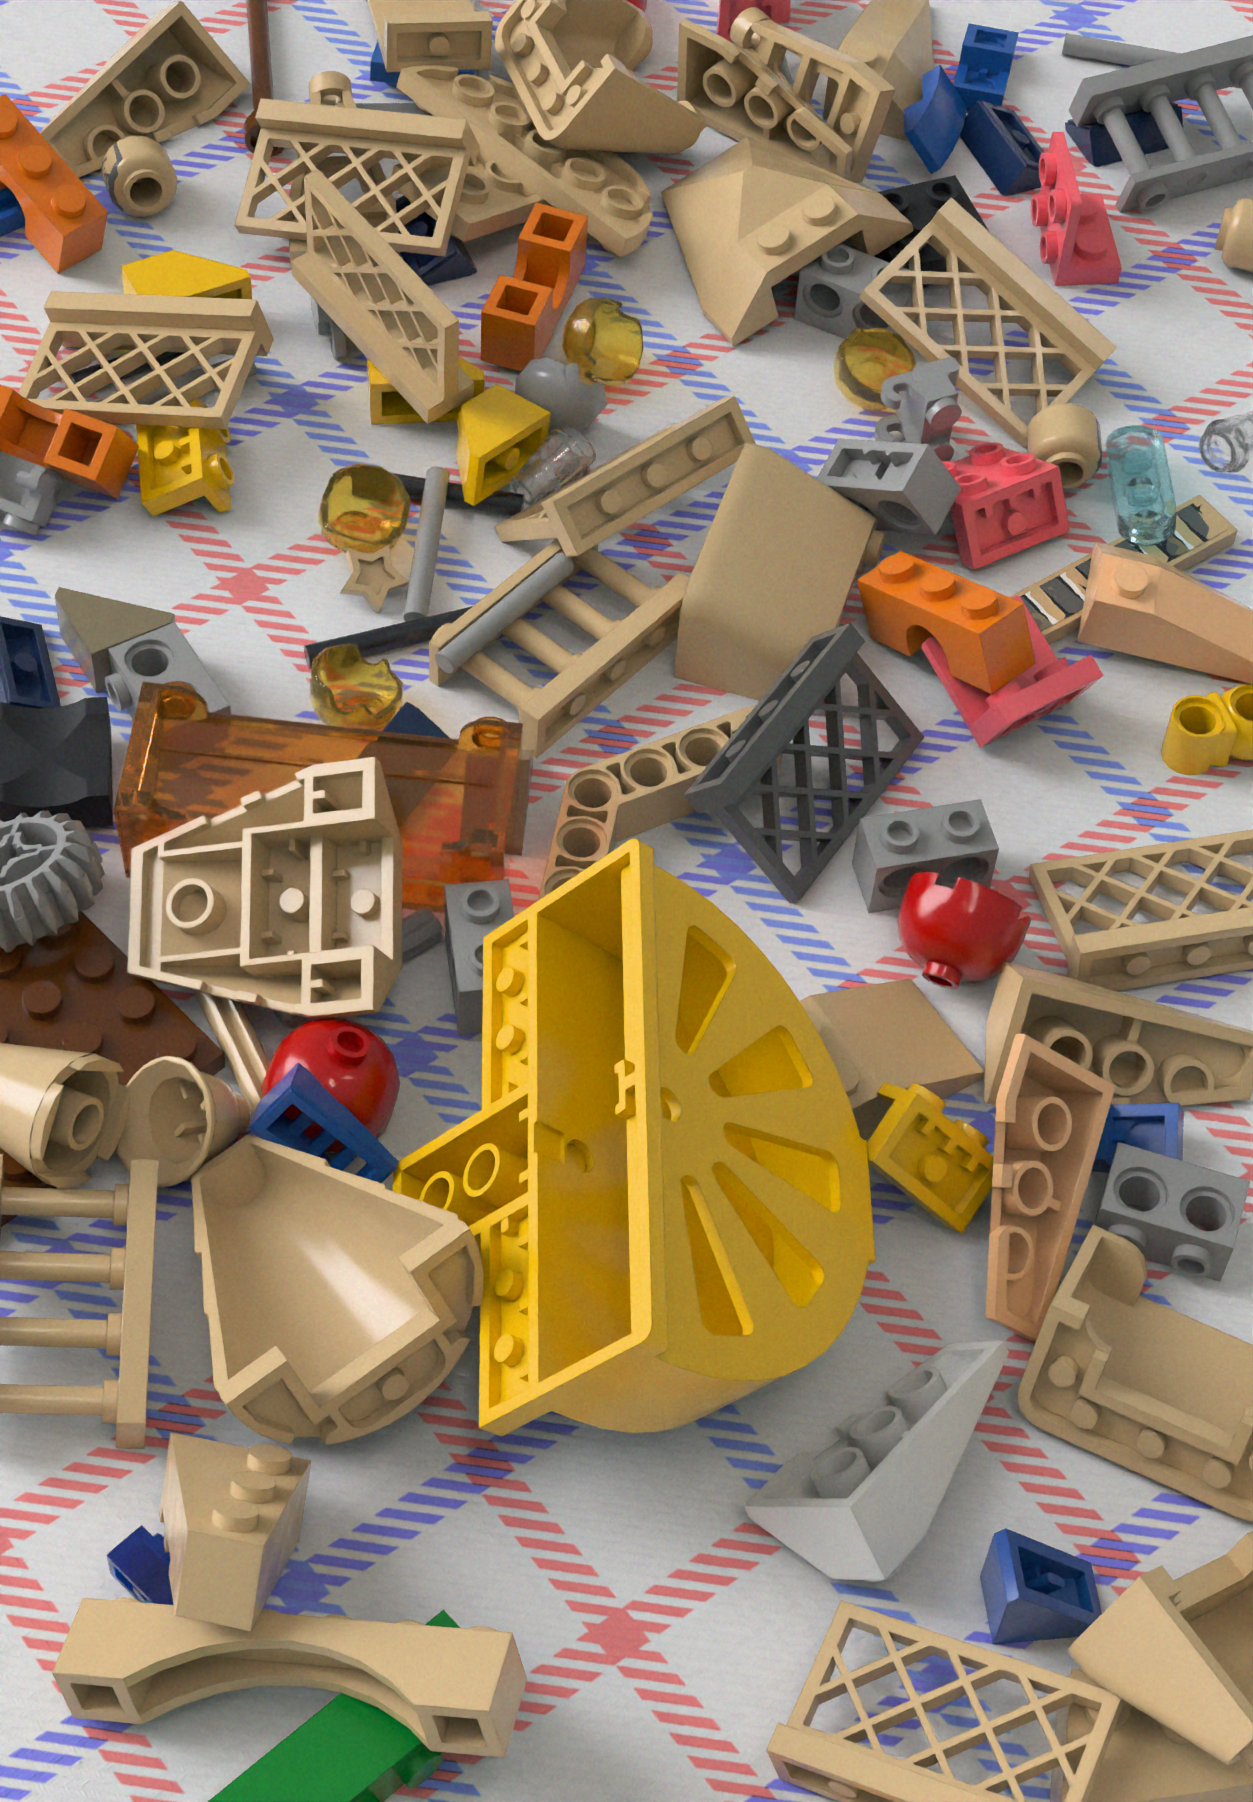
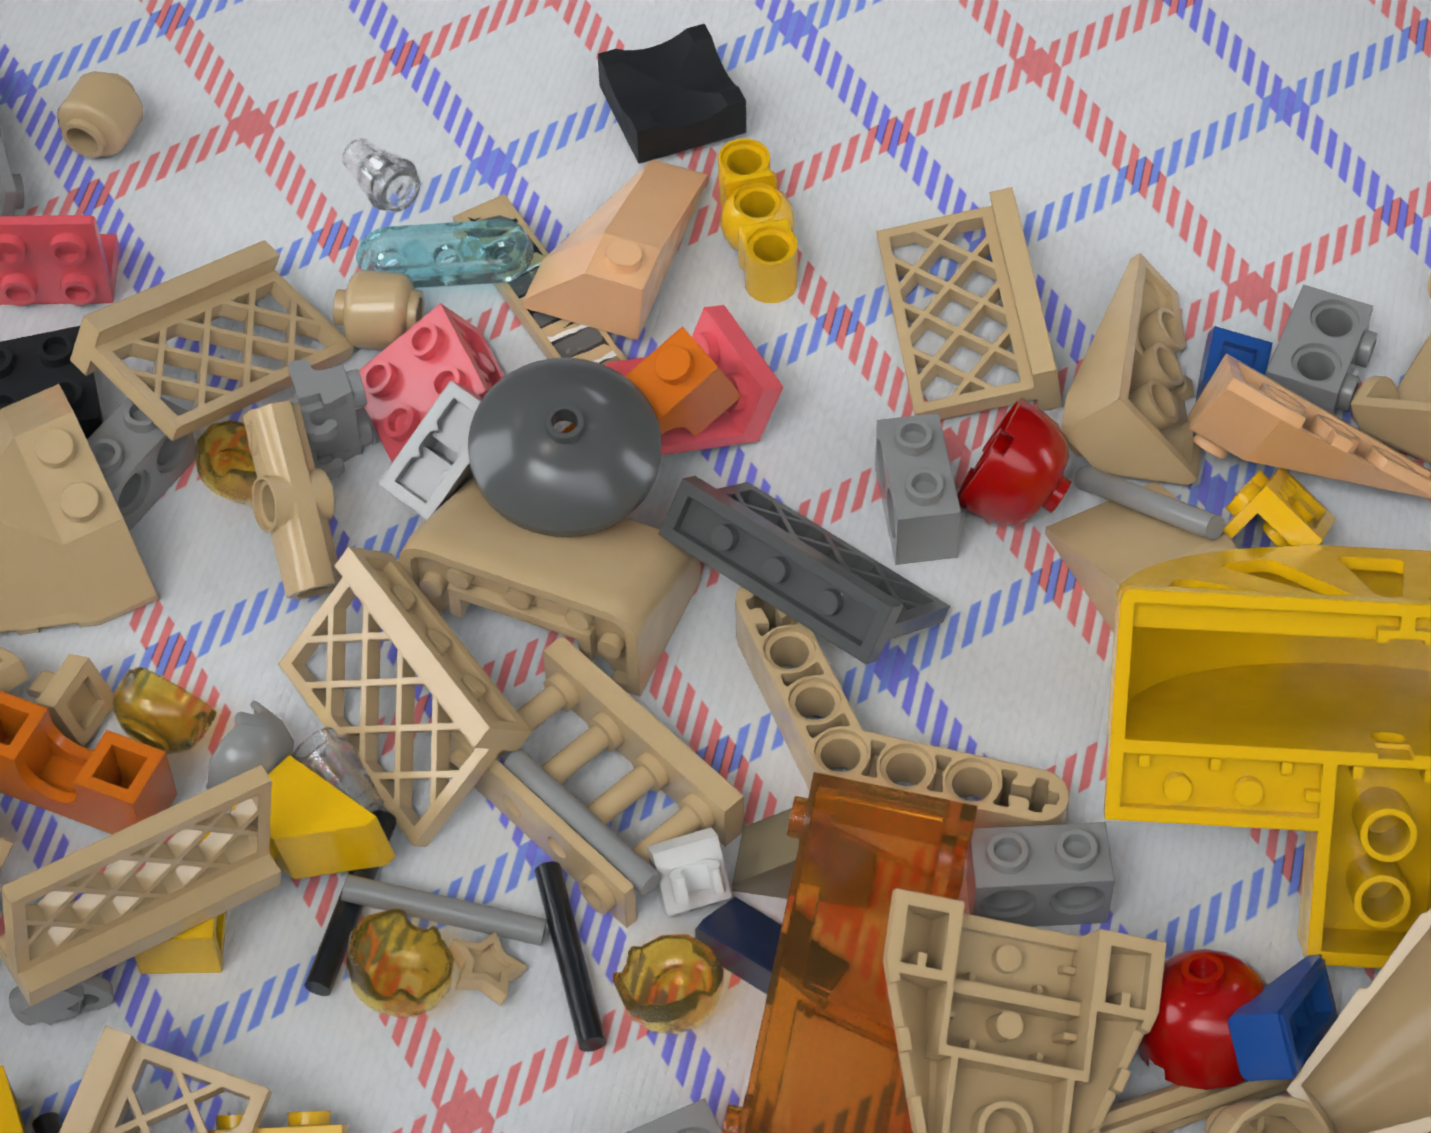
camera: 80 degrees left, 0 degrees up
(468, 695) = (690, 871): none -> white tile
(611, 282) = (75, 697): none -> tan tile
(822, 388) = (292, 499): none -> tan piece
(880, 559) = (569, 479): none -> dark grey dish
(927, 1040) = (1149, 502): none -> light grey bar

